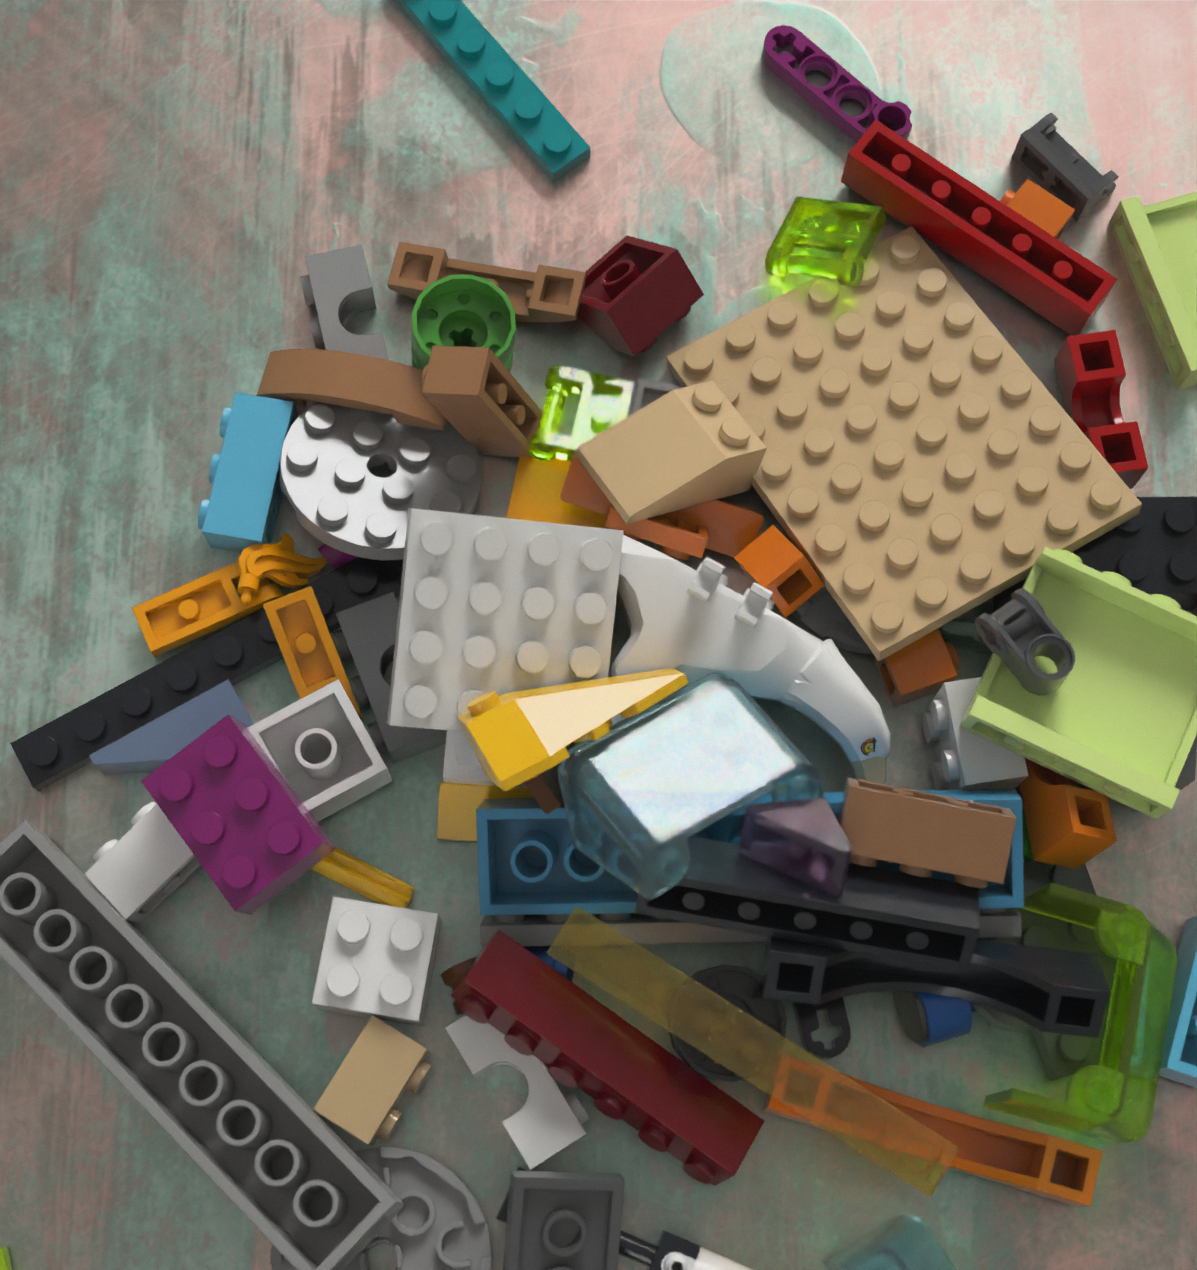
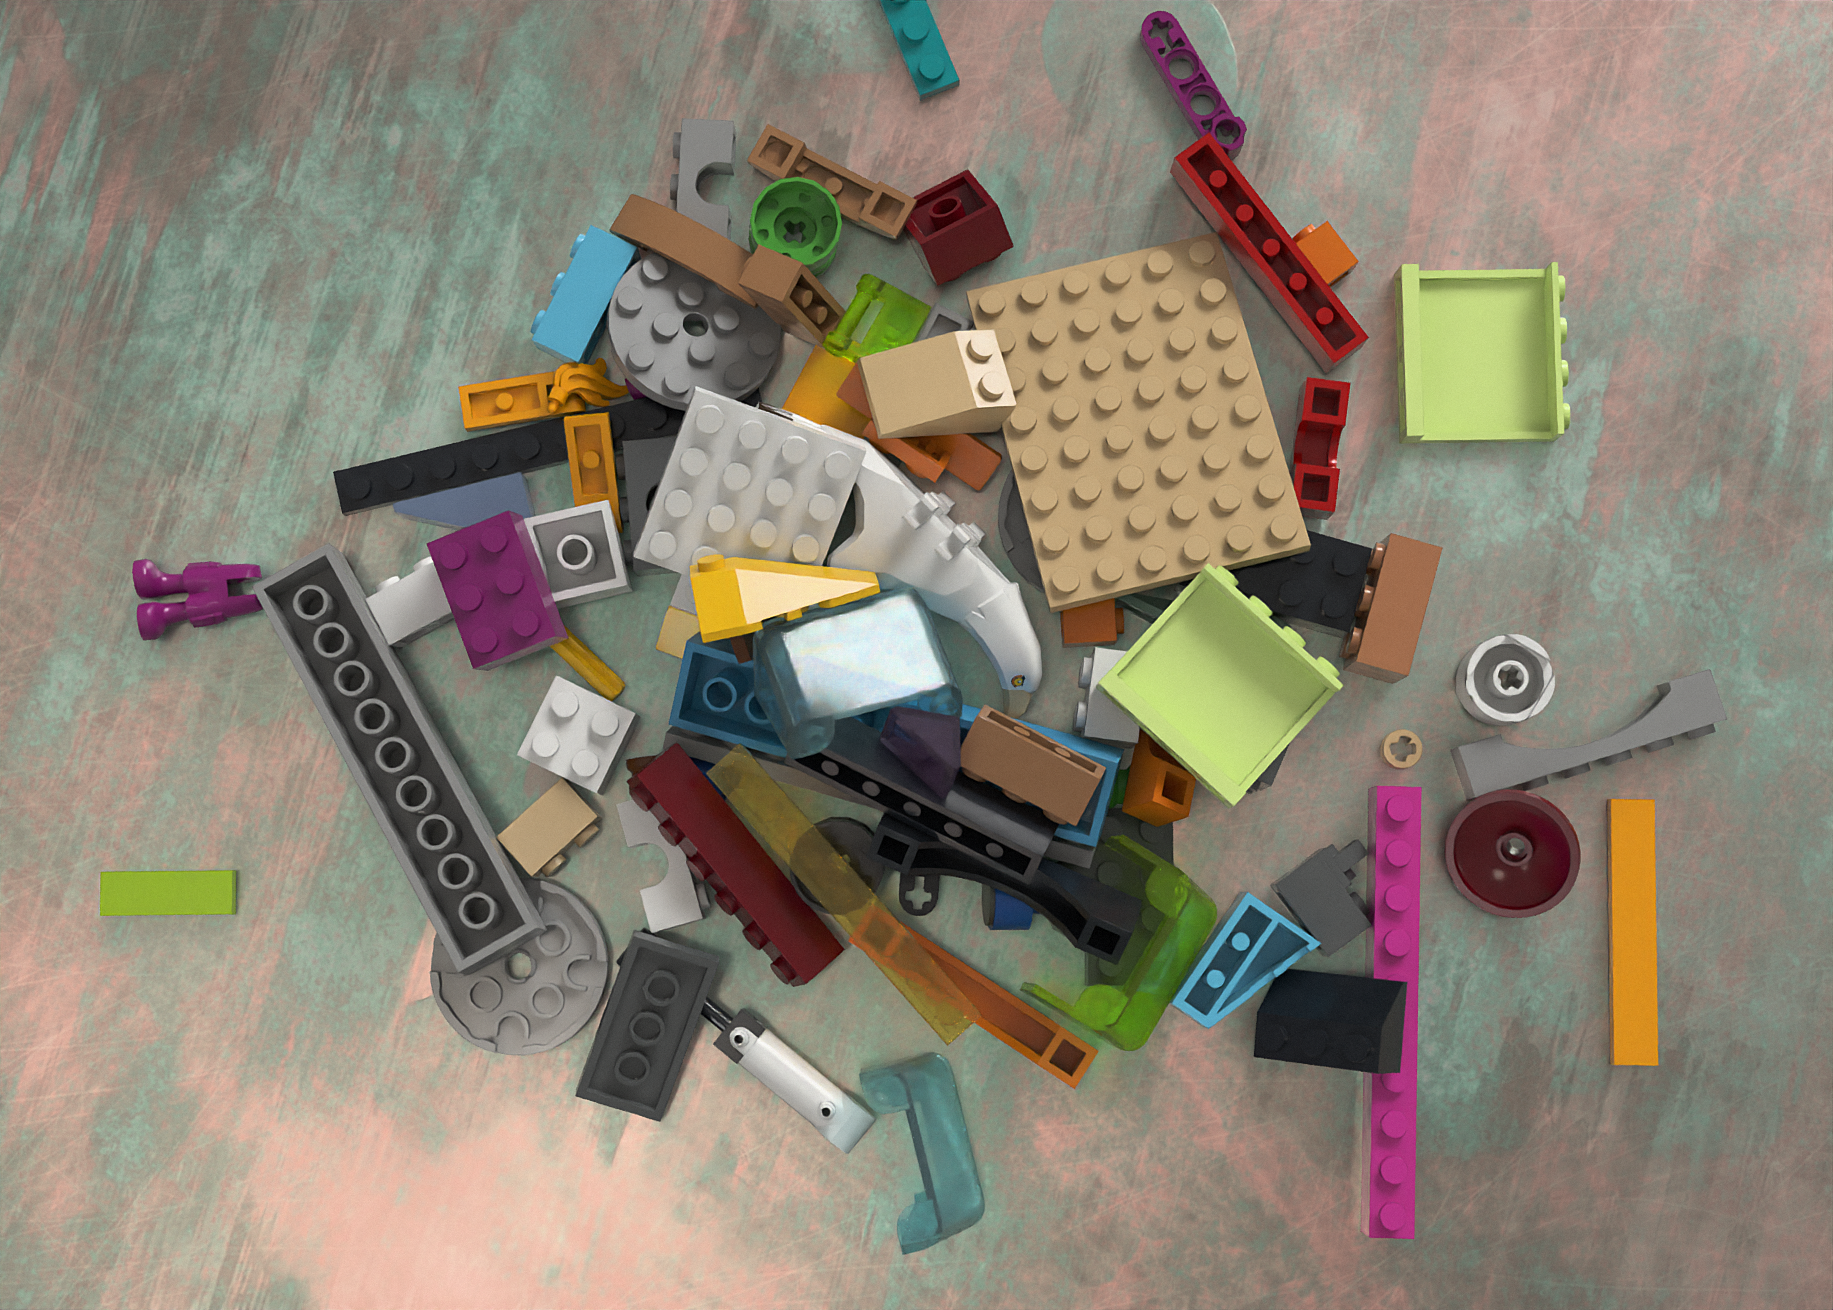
camera: 20 degrees right, 10 degrees up
(781, 569) = (995, 512): orange brick -> none
(826, 227) = (1141, 215): clear neon green plate -> none
(1023, 632) = (1166, 634): dark grey piece -> none
(1061, 168) = (1368, 214): dark grey hinge -> none

